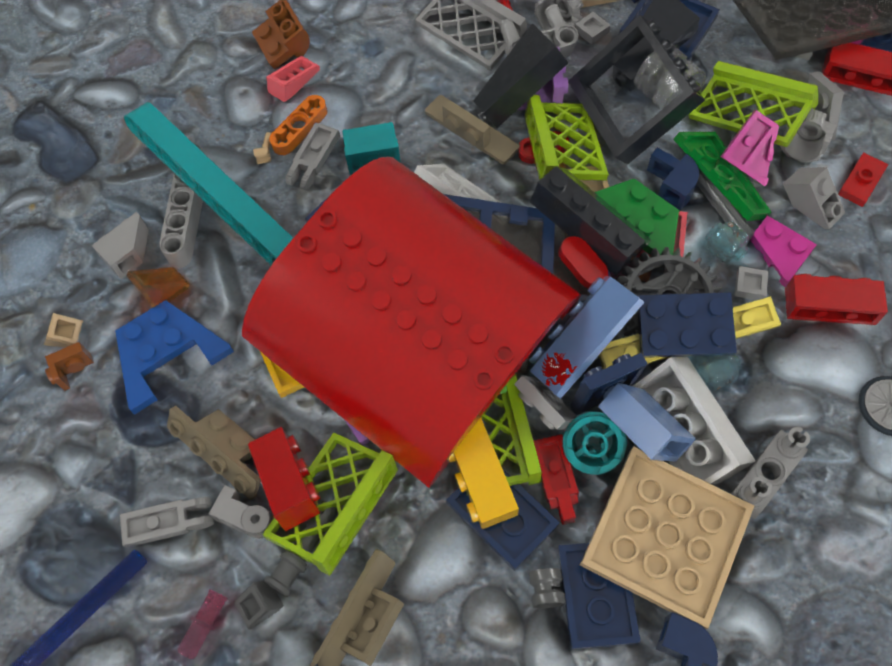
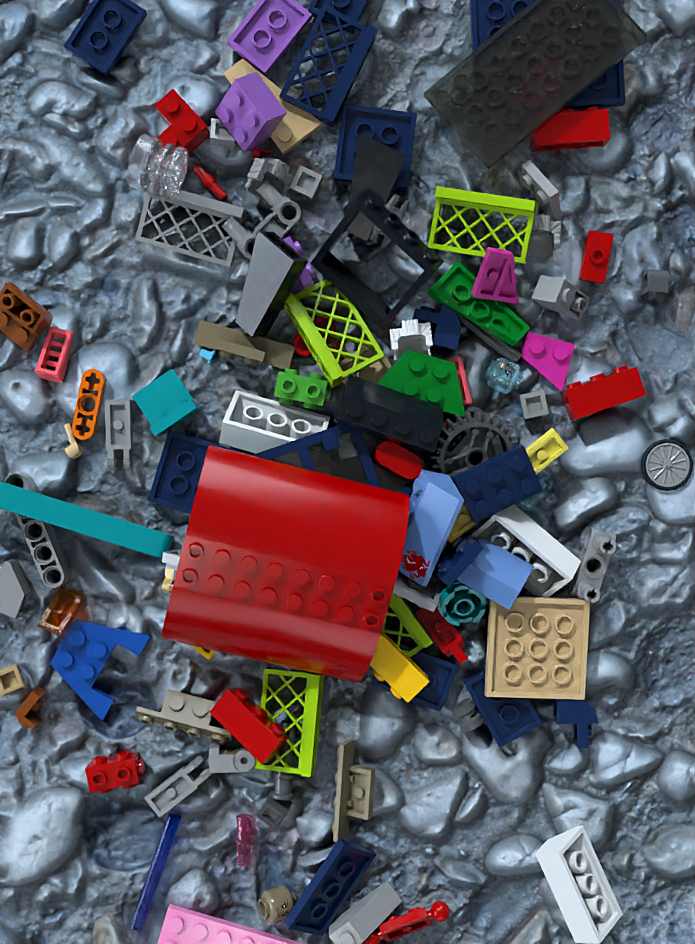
camera: 30 degrees left, 25 degrees up
(107, 470) = (108, 773): none -> red brick
(433, 127) = (210, 356): none -> medium azure piece
(508, 180) = (309, 390): none -> bright green brick
(643, 168) = (411, 336): none -> white hair

